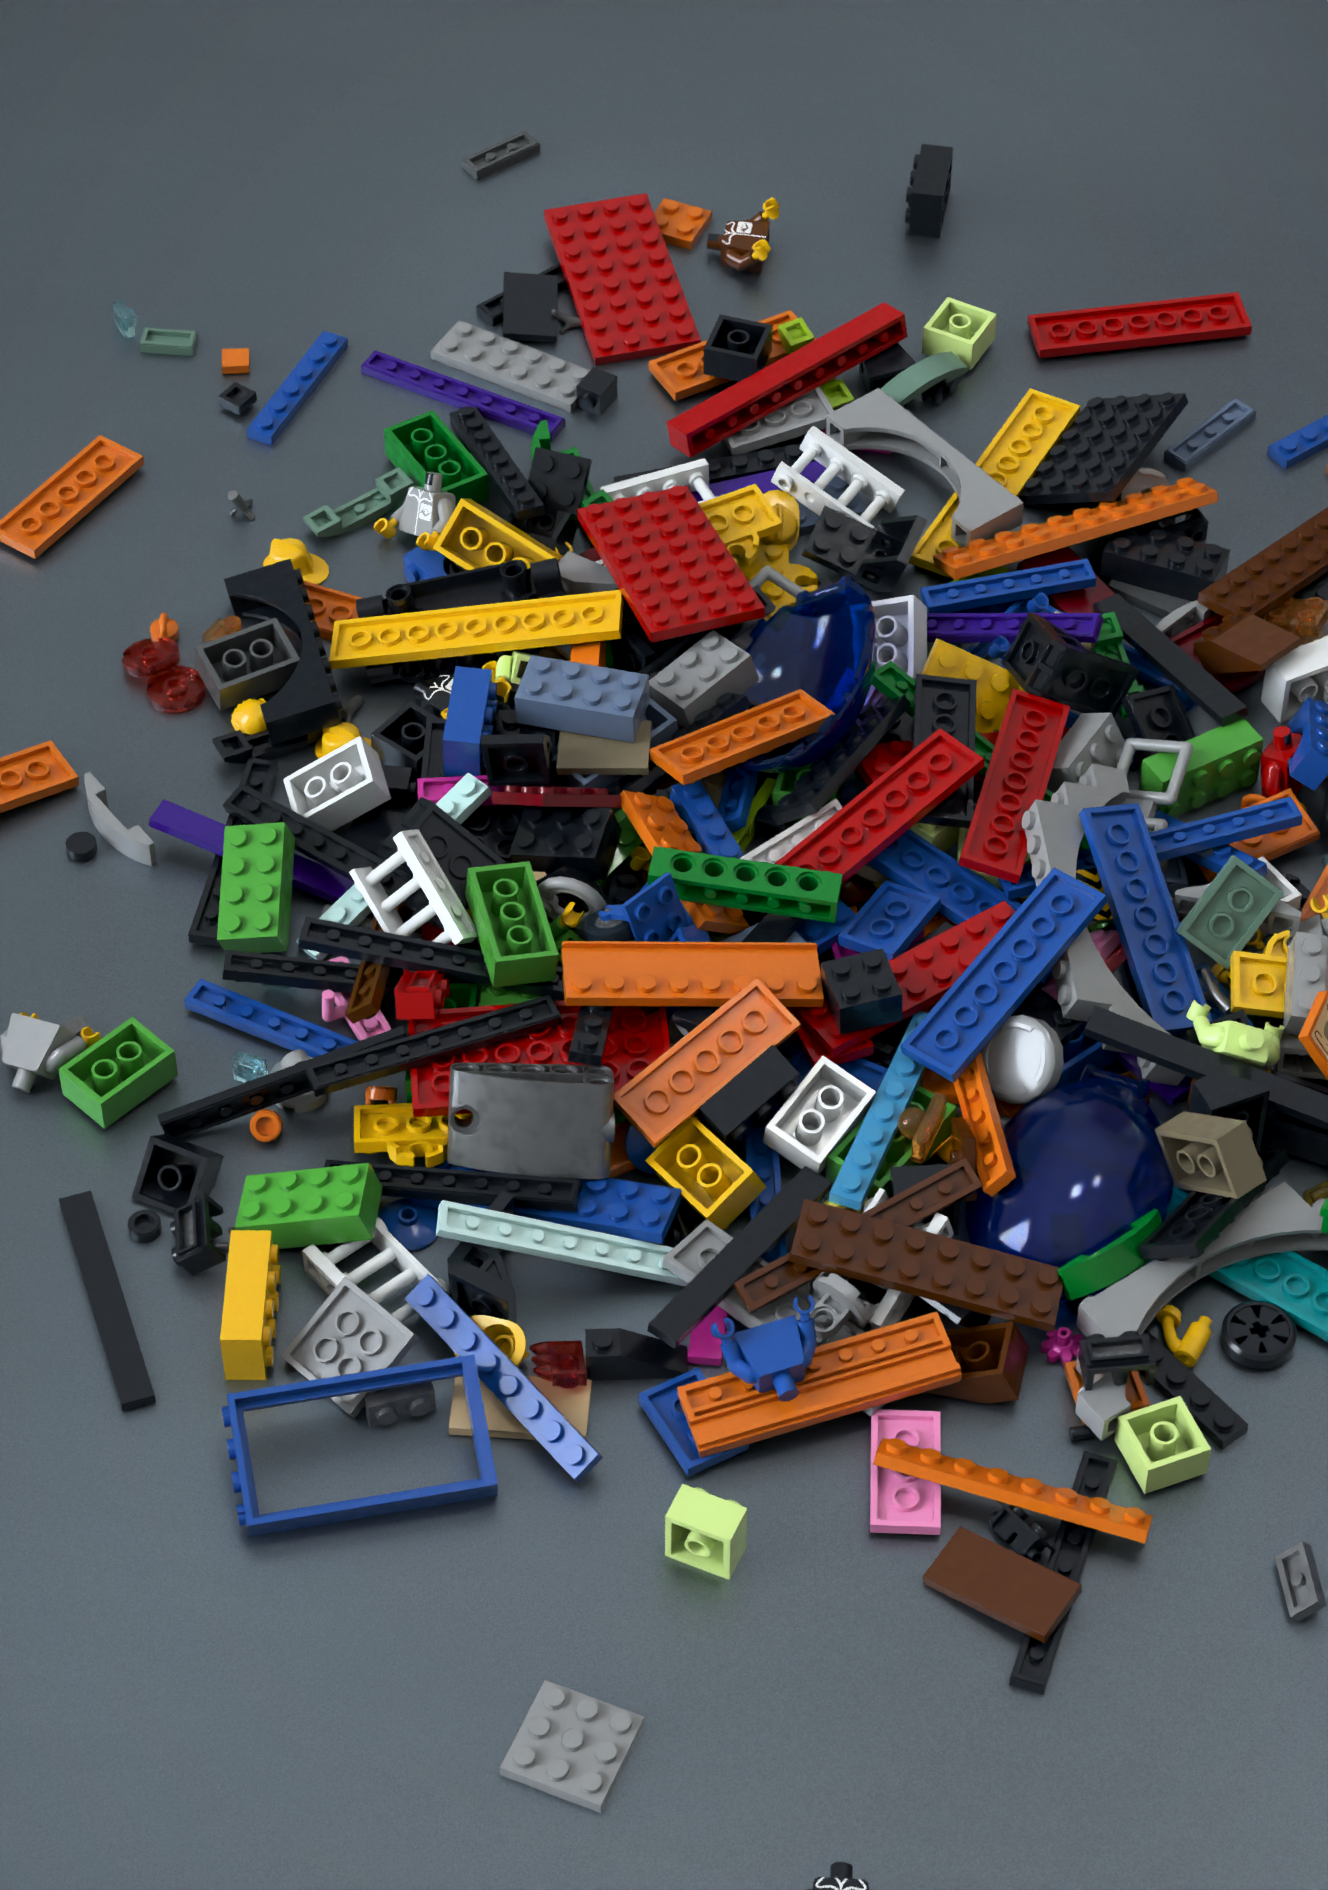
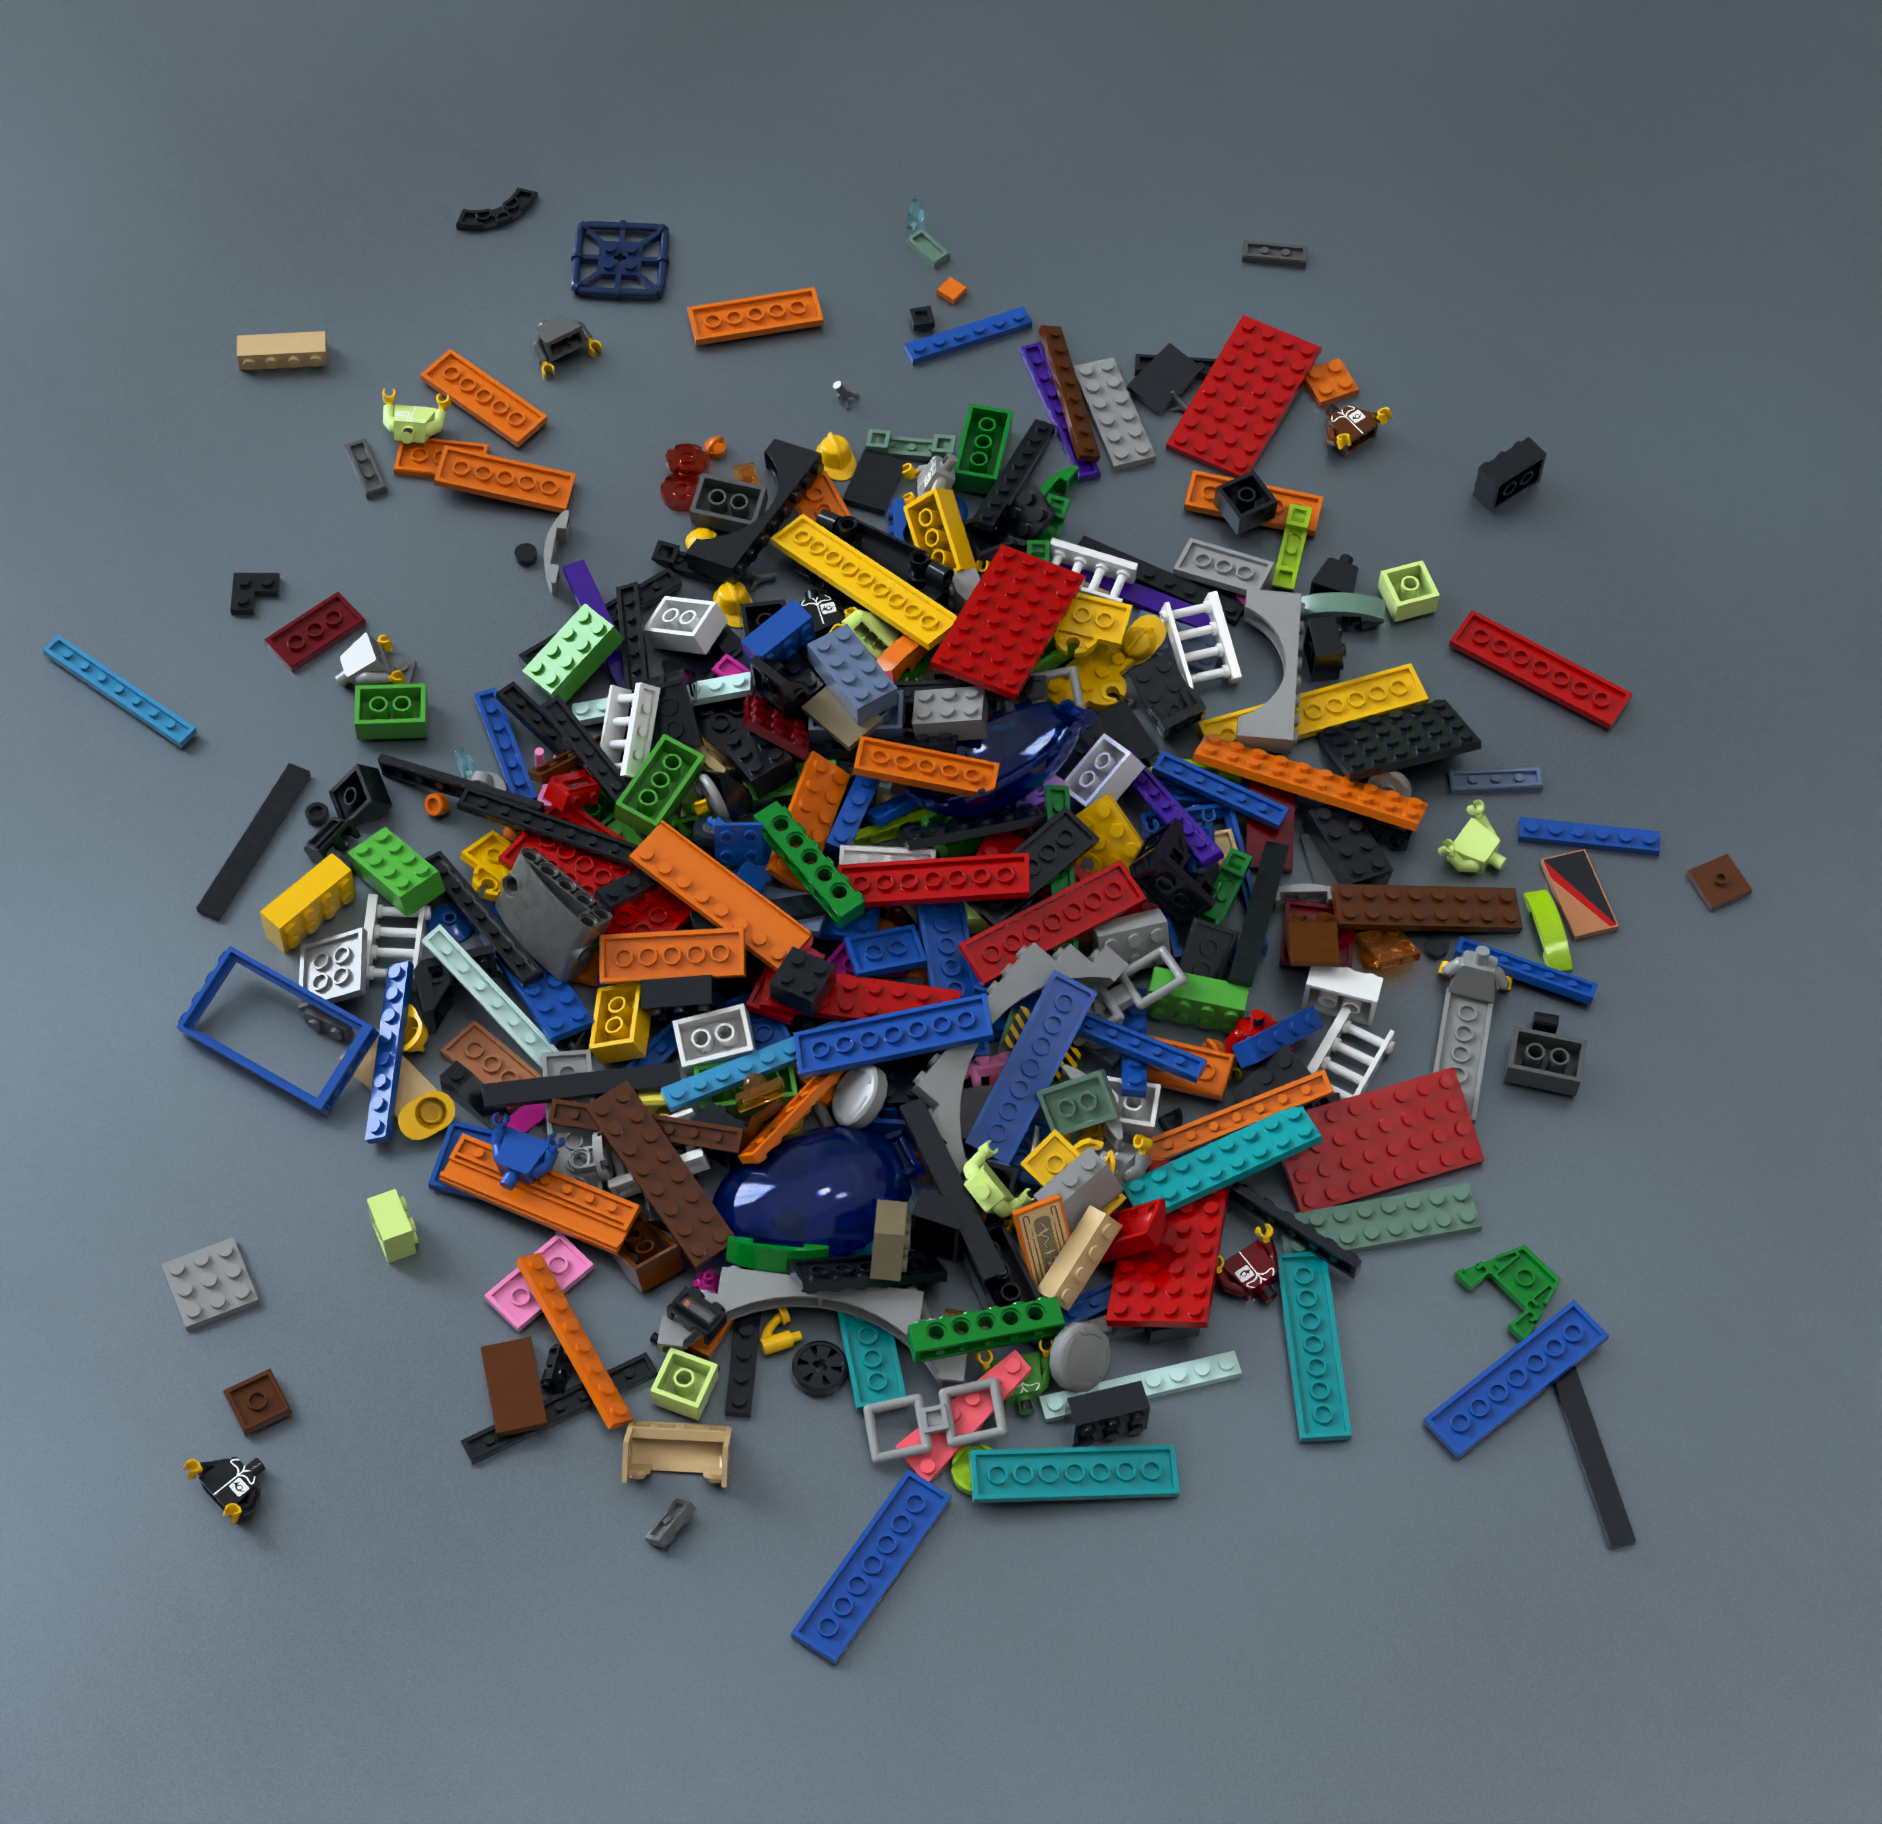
camera: 40 degrees right, 10 degrees up
(358, 560) = (874, 482): none -> black tile
(455, 371) = (1069, 394): none -> reddish brown plate
(560, 1363) = (427, 1068): clear red plate -> none
(576, 1309) = (486, 1056): none -> nougat tile
(596, 391) = (1138, 468): black brick -> none
(613, 1404) = (426, 1115): none -> yellow piece
(763, 1814) = (257, 1402): none -> reddish brown plate
(786, 379) = (1254, 545): red brick -> none
(950, 416) = (1324, 648): none -> black brick
(1234, 1502) = (677, 1449): none -> tan windscreen
(1262, 490) = (1475, 844): none -> yellowish green torso

